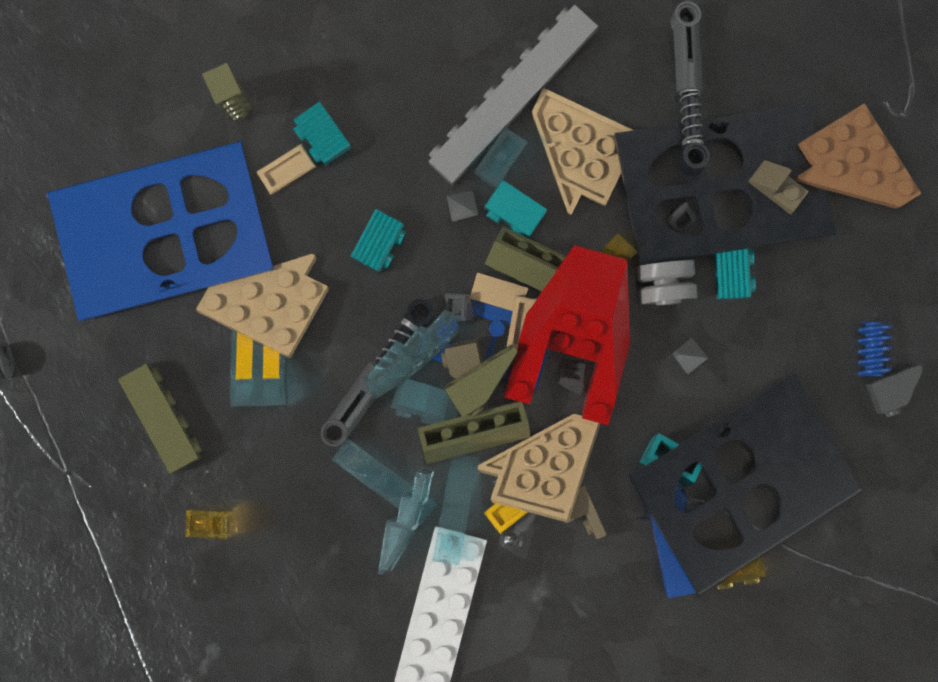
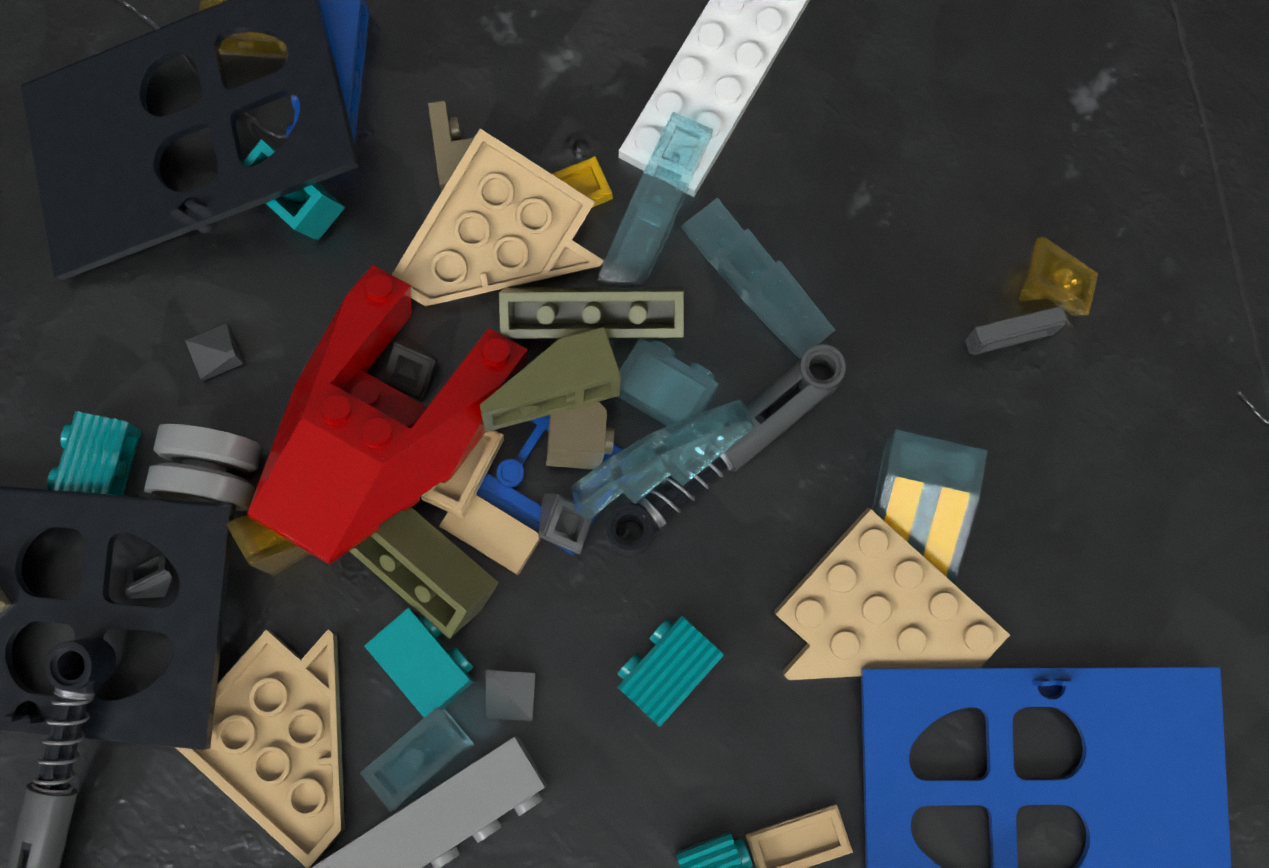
camera: 165 degrees left, 10 degrees down
(160, 418) = (1105, 468): olive brick -> none
(227, 487) = (1015, 330): none -> dark grey tile
(401, 529) = (745, 199): clear light blue slope -> none

